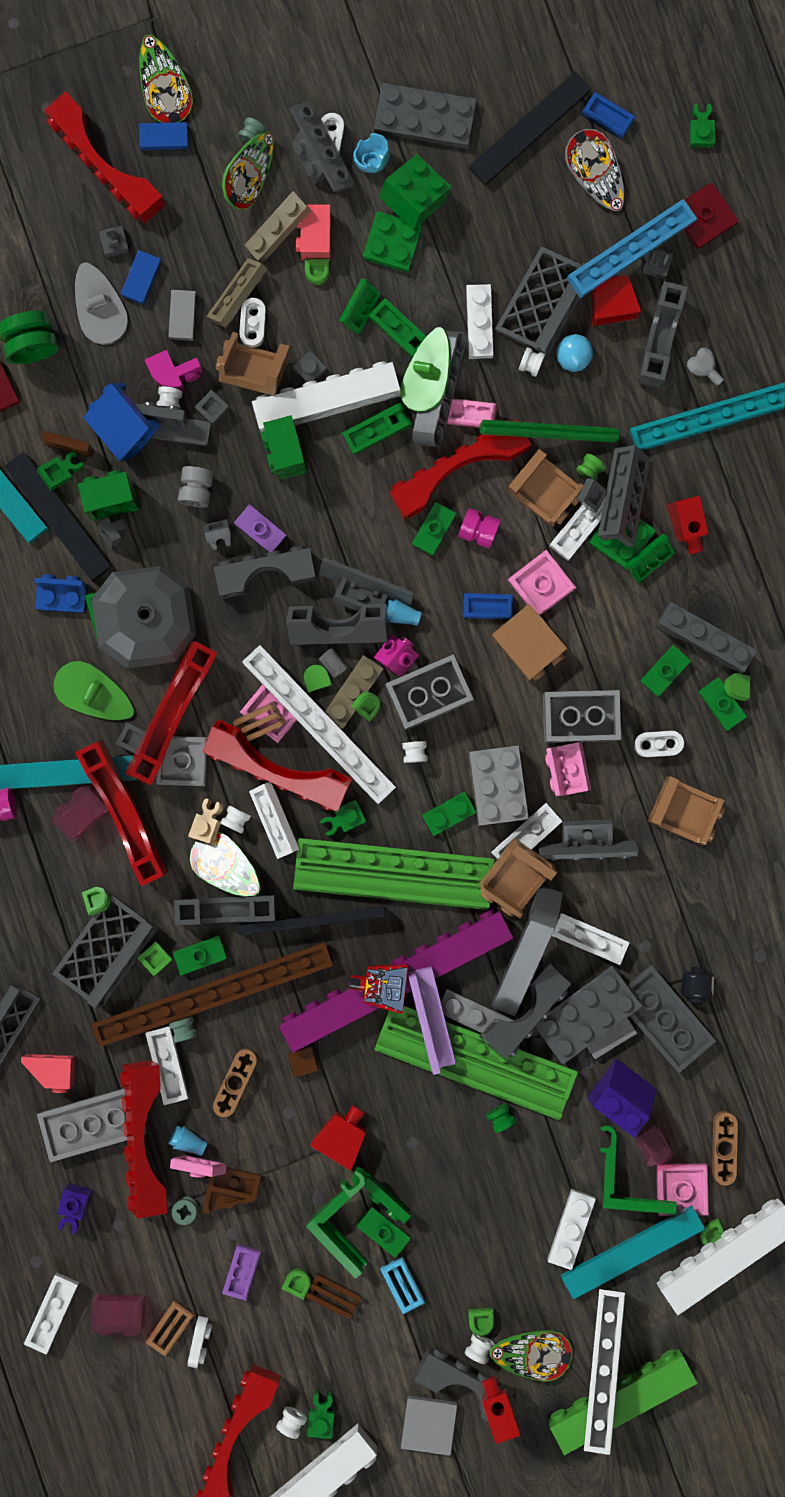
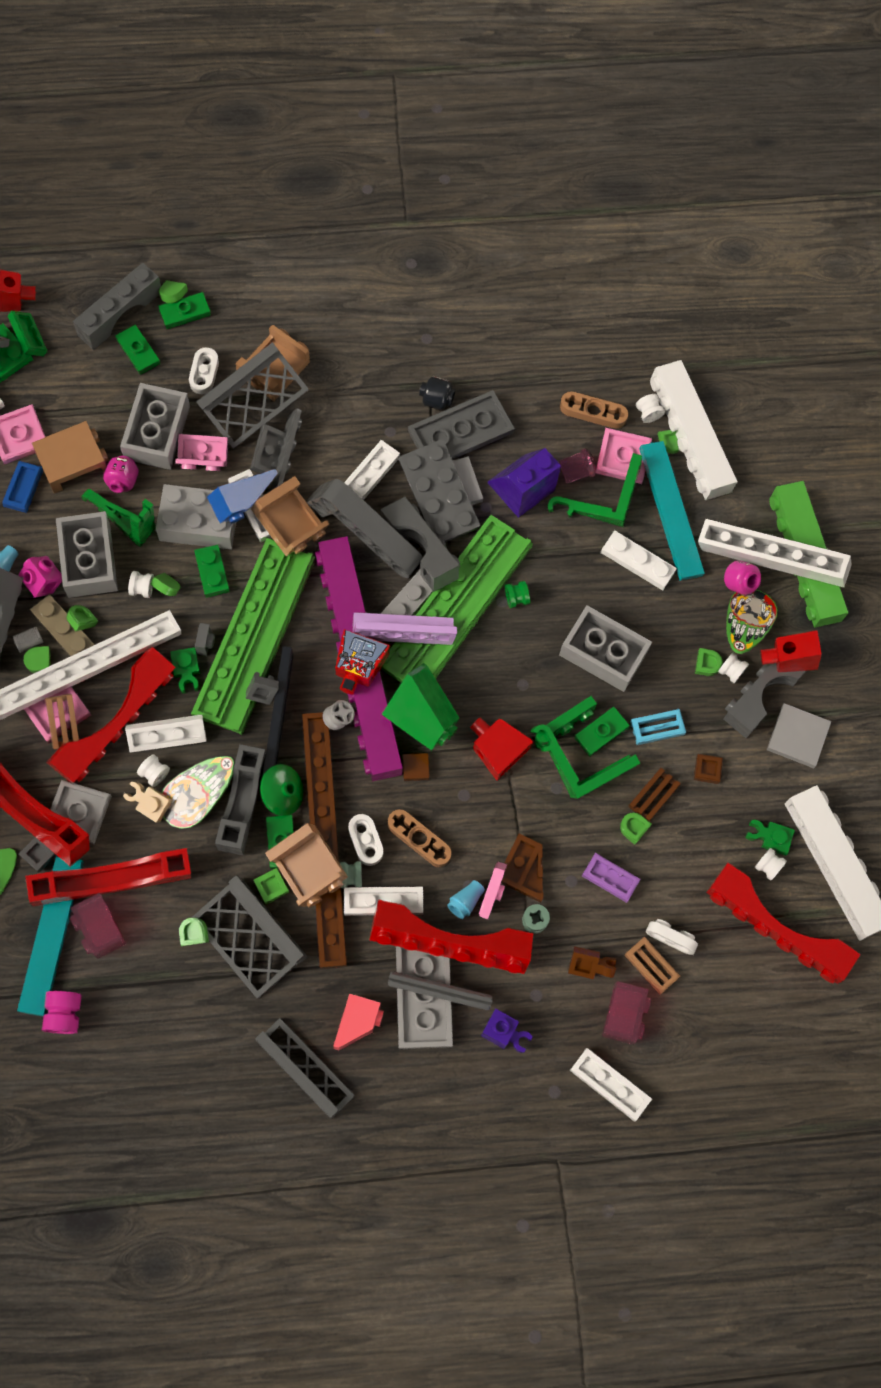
camera: 85 degrees left, 15 degrees down
(94, 1140) = (440, 990): none -> dark grey axle
(156, 1270) = (588, 962): none -> reddish brown plate
(176, 991) = (308, 865): none -> medium nougat panel
(220, 1033) = (365, 840): none -> white plate
(245, 944) = (281, 790): none -> green dish
(329, 984) = (339, 708): none -> light grey wheel
(335, 899) = (262, 689): none -> dark grey tile
(352, 1059) = (422, 709): none -> green slope
(372, 1342) = (708, 768): none -> reddish brown tile
(375, 829) = (204, 640): none -> dark grey plate
(421, 776) = (165, 584): none -> bright green tile
(464, 1219) = (605, 648): none -> light grey brick
(473, 728) = (133, 526): none -> green hinge
(521, 827) = (236, 498): none -> slope
(523, 698) = (121, 474): none -> dark pink head
(576, 1340) = (742, 577): none -> dark pink head
(652, 786) = (241, 377): none -> dark grey fence
(740, 1206) = (650, 408): none -> white wheel

